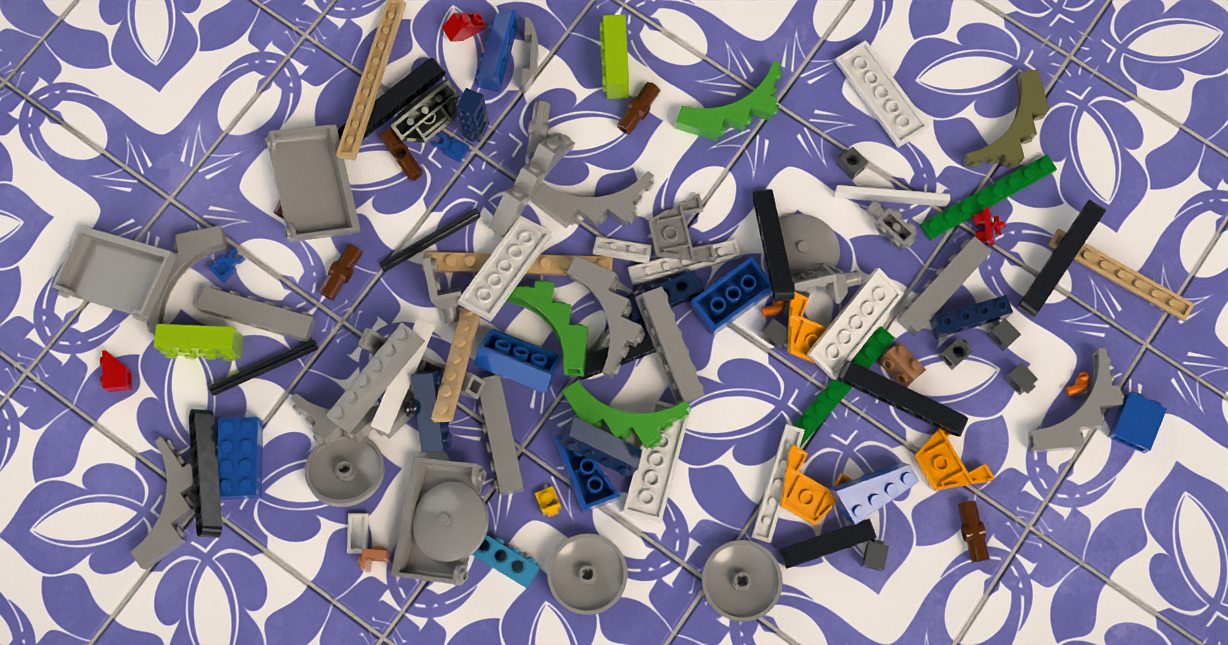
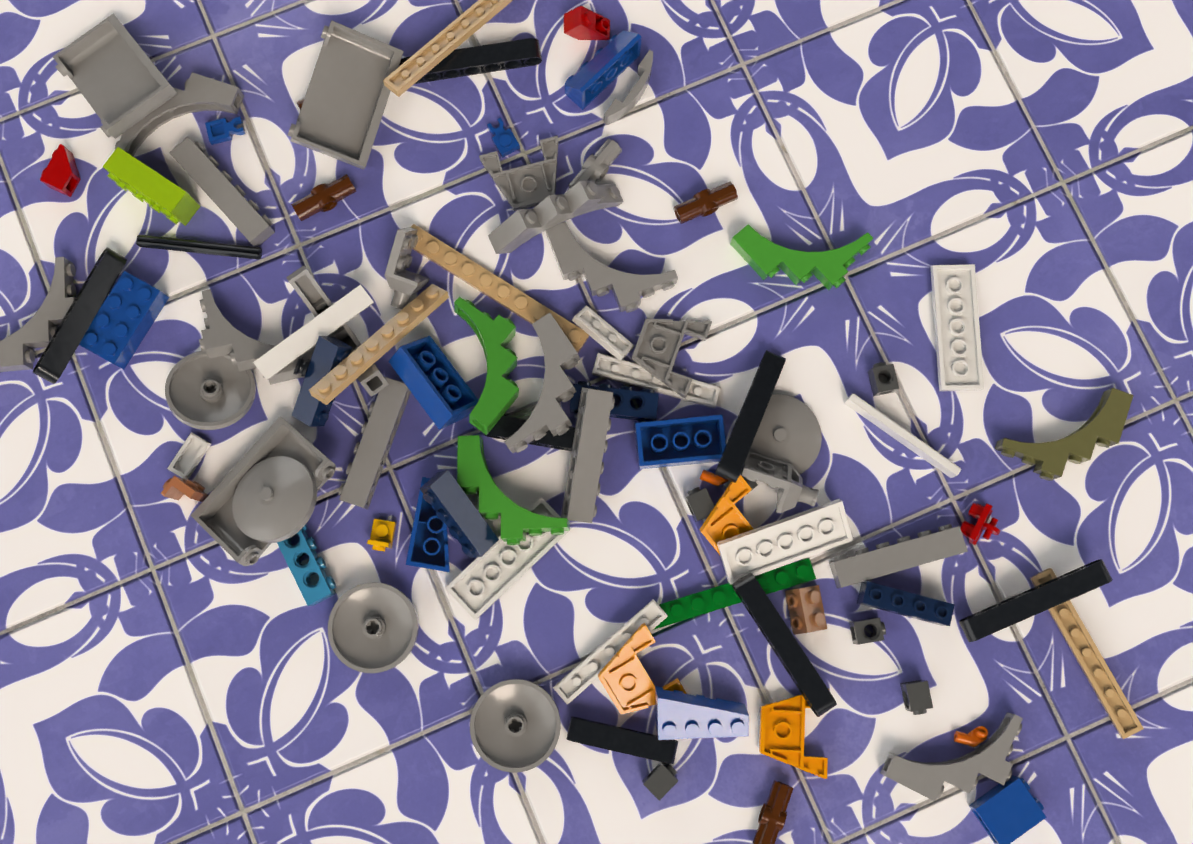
camera: 30 degrees right, 5 degrees up
(375, 378) = (284, 319): light grey brick -> none
(407, 163) = (450, 106): reddish brown piece -> none
(427, 114) = (496, 91): pearl dark grey wedge -> none
(430, 240) = (427, 215): black axle -> none
(473, 115) = (535, 116): dark blue brick -> none
(494, 171) = (528, 183): none -> light grey wing
(505, 268) = (476, 285): white plate -> none
(614, 56) = (712, 138): lime brick -> none
(896, 228) = (887, 470): light grey brick -> none
(988, 197) = (1000, 494): green plate -> none
(1003, 333) = (927, 640): dark grey brick -> none

